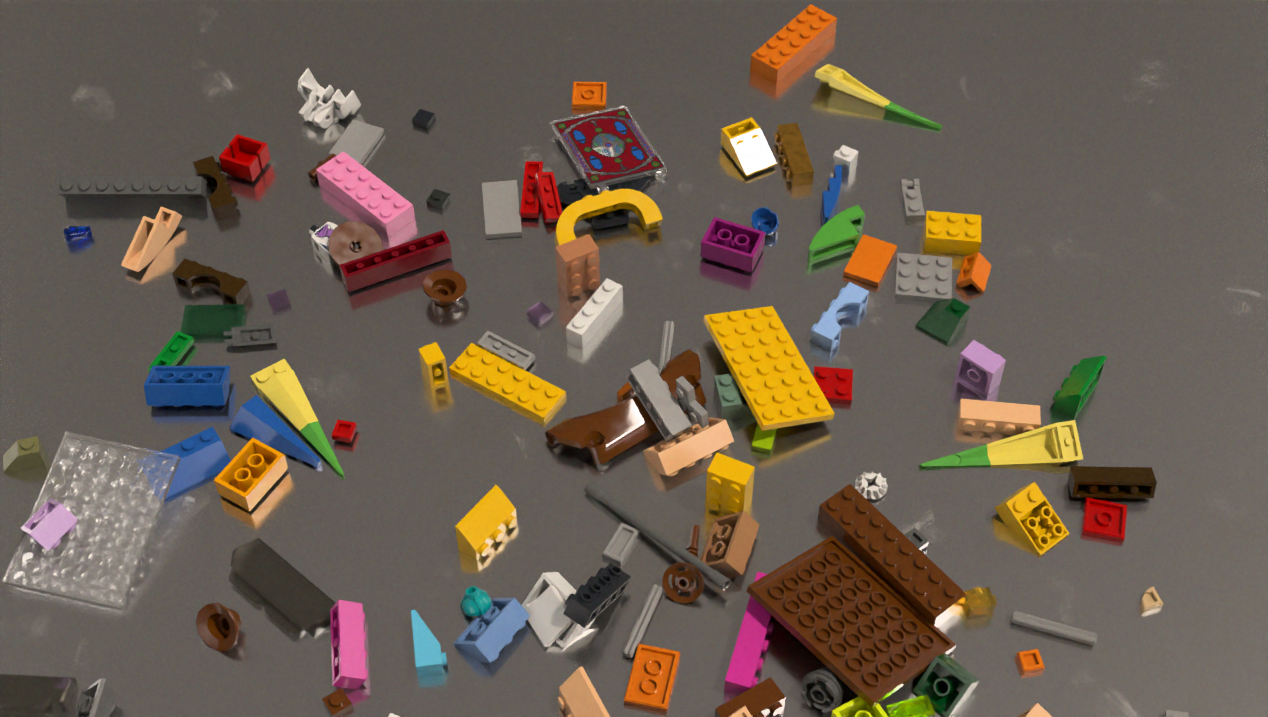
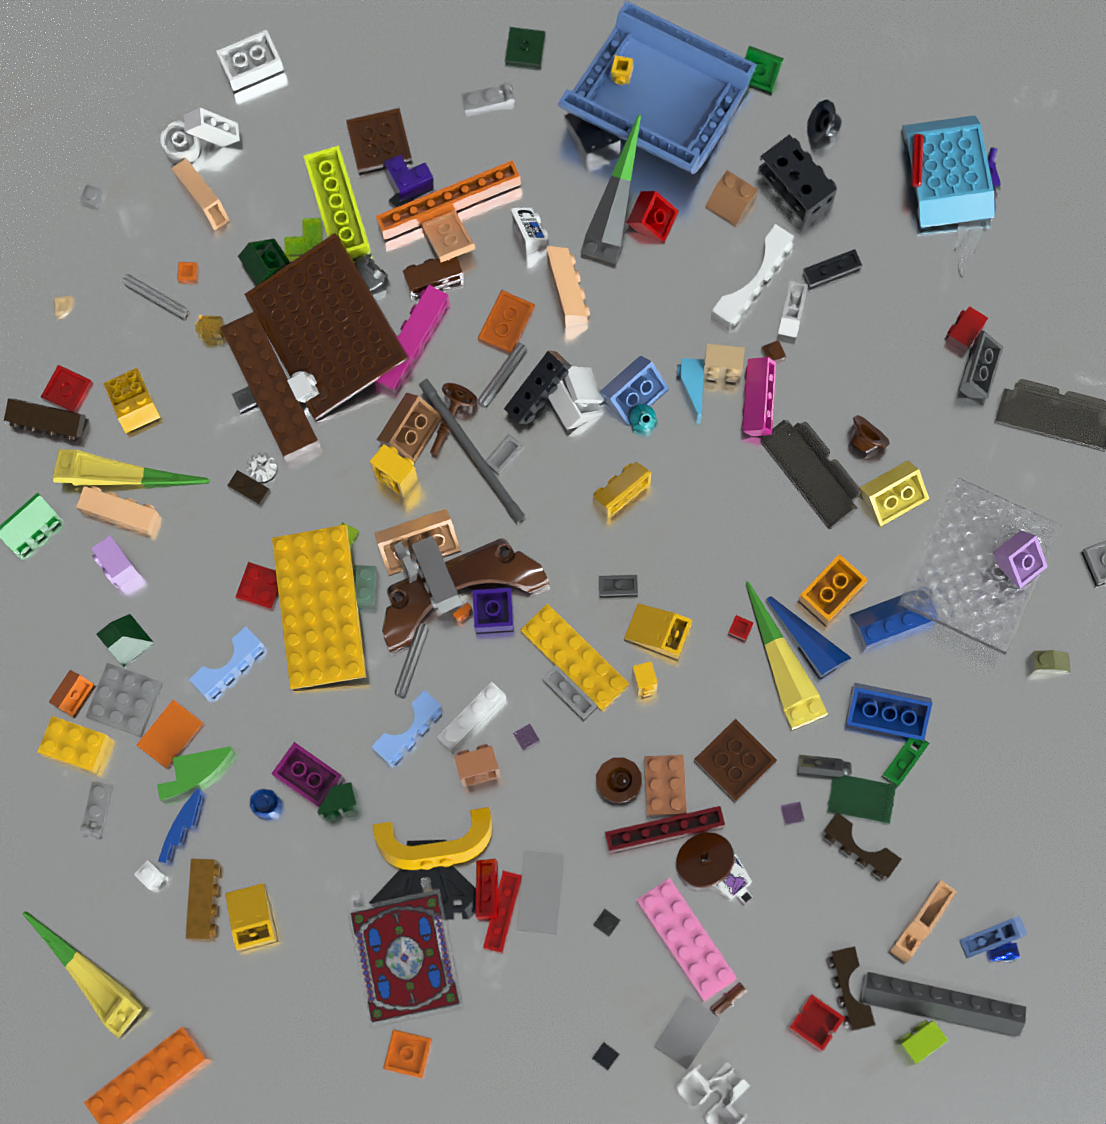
camera: 165 degrees left, 25 degrees up
(80, 242) = (993, 937): none -> medium blue slope
(151, 156) = (922, 1042): none -> lime brick
(190, 580) = (894, 492): none -> light yellow slope
(337, 327) = (735, 760): none -> reddish brown plate
(392, 667) = (723, 362): none -> tan brick
(401, 294) = (665, 786): none -> nougat brick
(425, 411) = (658, 630): none -> yellow slope
(474, 445) = (618, 585): none -> dark grey plate
(594, 392) = (493, 610): none -> dark purple brick
(663, 282) = (391, 746): none -> light blue arch
(694, 226) = (339, 801): none -> dark green slope
(854, 553) = (303, 386): none -> white brick
(878, 463) = (248, 488): none -> dark brown plate

